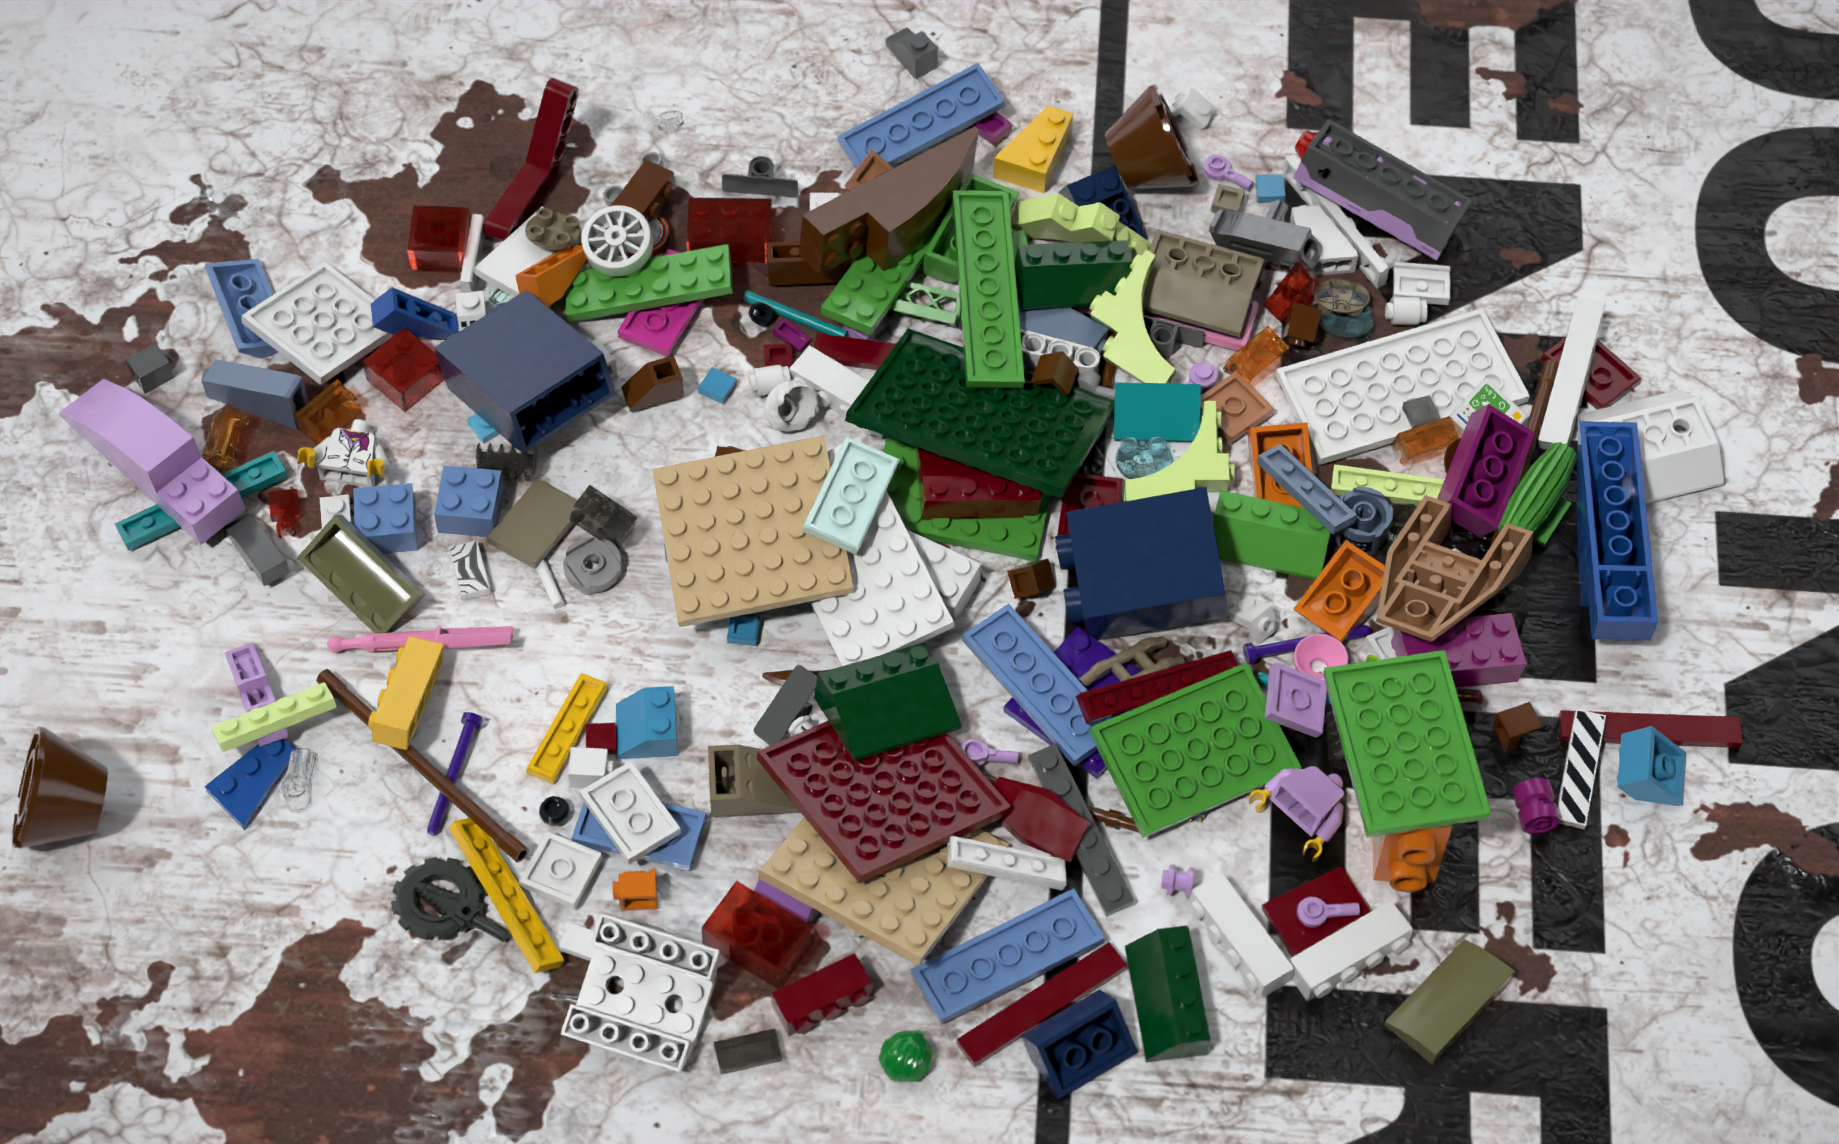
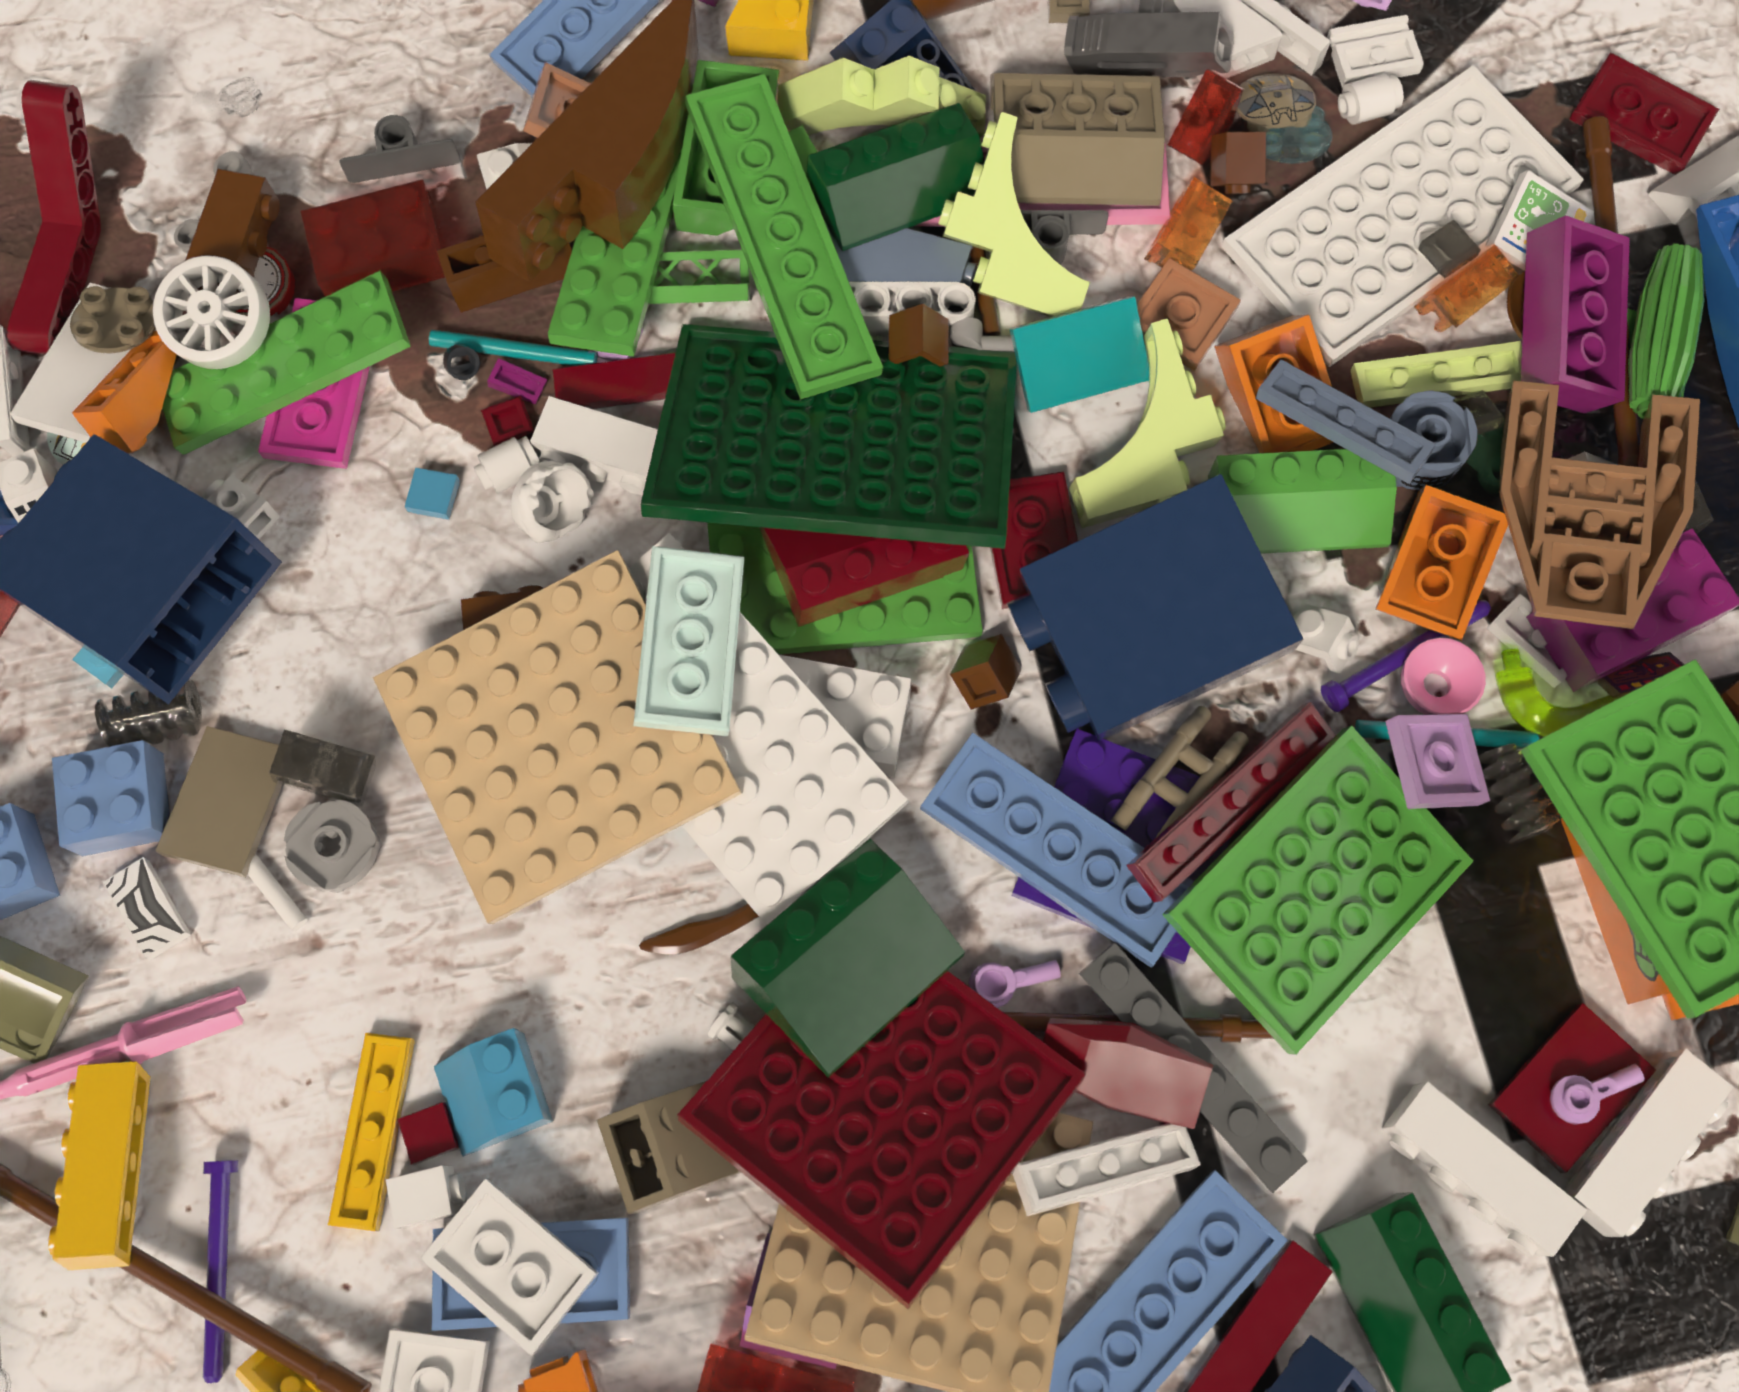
camera: 15 degrees left, 15 degrees up
(554, 811) = (392, 1283): black plate -> none
(654, 384) = (336, 524): reddish brown slope -> none
(744, 630) = (592, 888): dark azure tile -> none
(787, 705) = (695, 1001): dark grey piece -> none
(1142, 457) = (1083, 432): clear light blue dish -> none
(1179, 881) = (1353, 1107): lavender wheel -> none
(1203, 374) = (1125, 278): lavender wheel -> none
(1308, 800) = (1508, 916): lavender torso -> none
(1572, 373) = (1634, 129): white slope -> none

